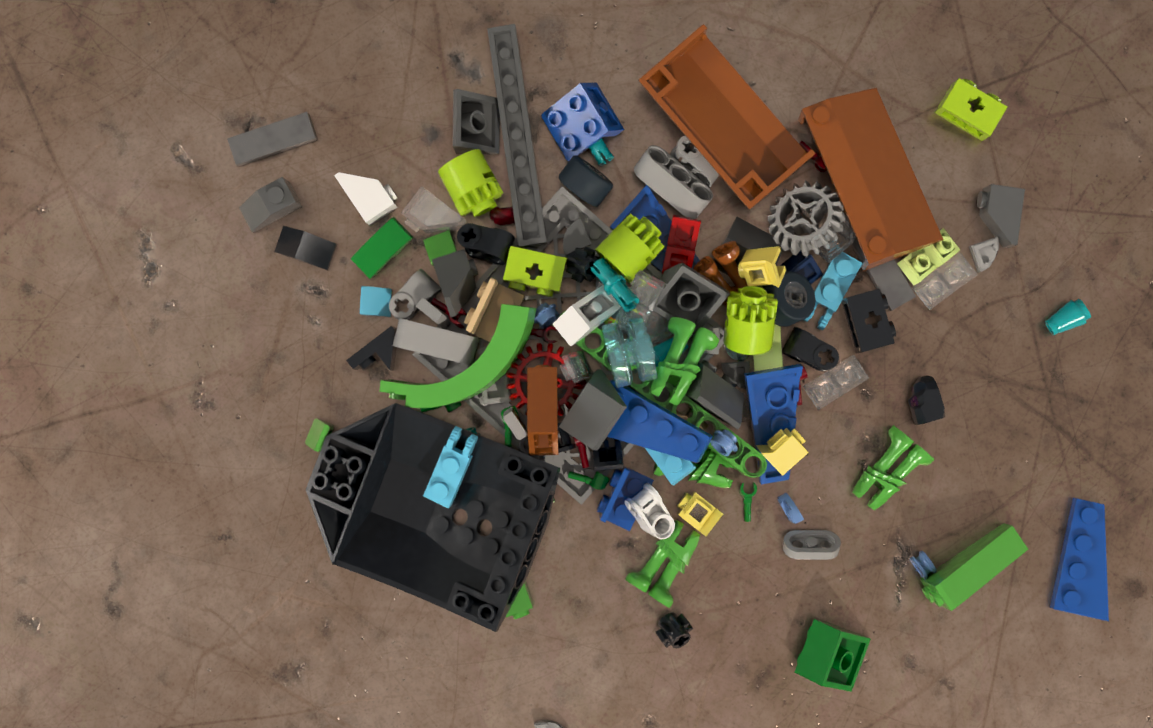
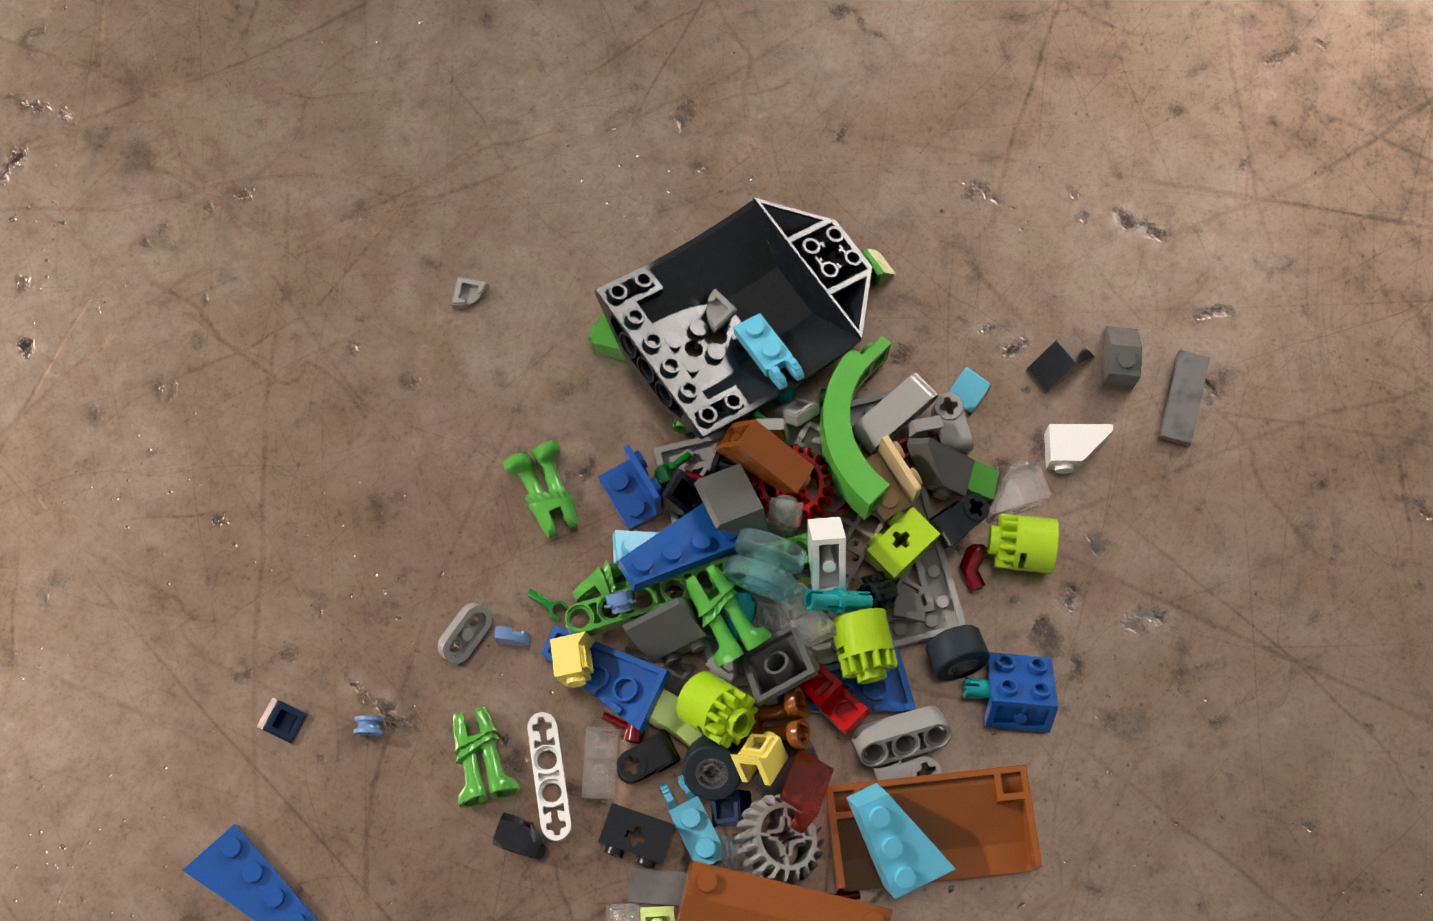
camera: 125 degrees right, 15 degrees down
(379, 346) = (924, 362): black slope -> none
(381, 247) = (1016, 428): green slope -> none
(441, 529) = (718, 311): none -> light grey tile
(475, 122) = (1082, 587): dark grey slope -> none
(481, 415) = (797, 411): none -> light grey tile
(517, 136) = (1045, 617): dark grey plate -> none
(546, 315) = (853, 528): medium blue plate -> none
(648, 509) = (605, 502): white piece -> none
(674, 630) = (479, 454): black gear -> none
(698, 512) = (570, 549): light yellow window -> none
(756, 132) = (895, 843): none -> medium azure wedge
(763, 220) = (806, 788): none -> clear red panel
(832, 656) = (349, 582): green slope -> none
(865, 408) = (549, 776): none -> white beam
(960, 631) = (281, 720): none -> dark blue slope
(973, 567) = (331, 769): bright green slope -> none

